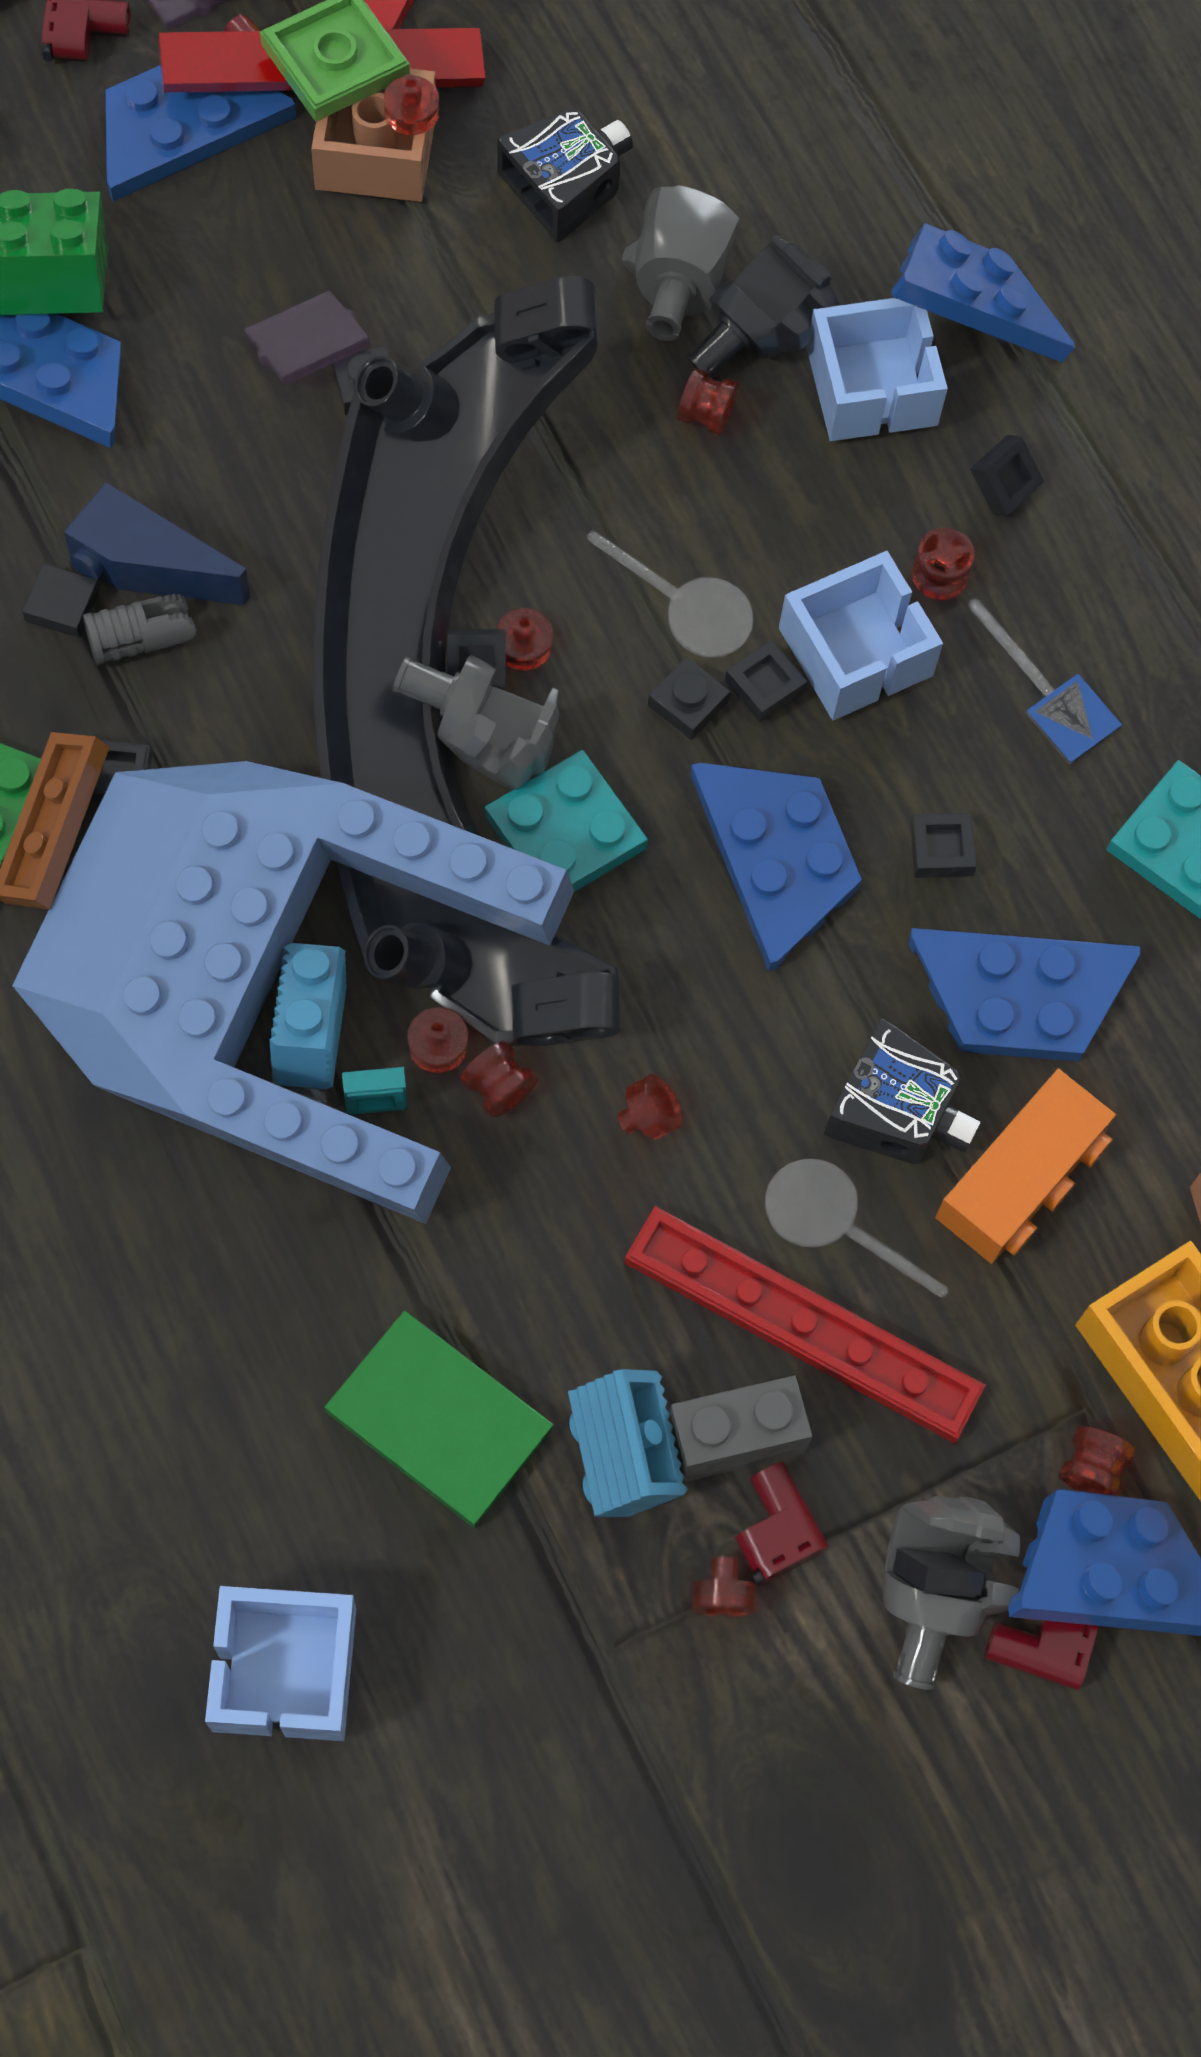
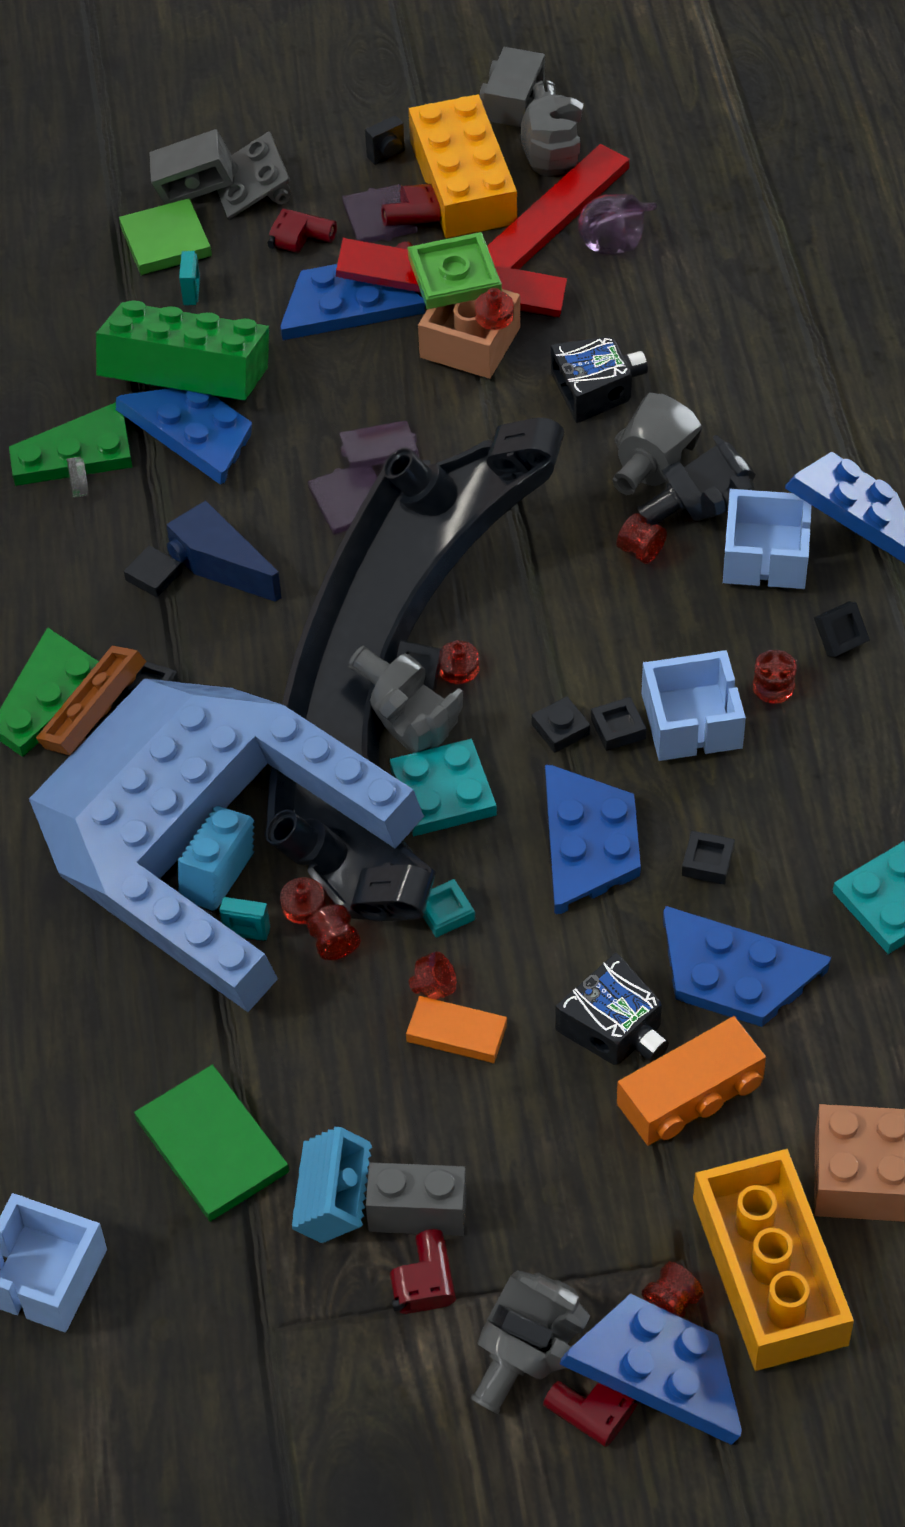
camera: 25 degrees right, 15 degrees down
(139, 628) = (196, 597): dark grey hinge -> none
(291, 425) = (342, 495): none -> clear purple piece
(638, 1001) = (447, 909): none -> teal tile
(702, 1171) = (456, 1029): none -> orange tile
(704, 614) = (591, 675): clear piece -> none
(723, 1592) = (366, 1306): clear red tile -> none
(805, 1324) = (495, 1150): red tile -> none
(817, 1204) = (533, 1072): clear piece -> none
(1070, 715) = (836, 797): piece -> none

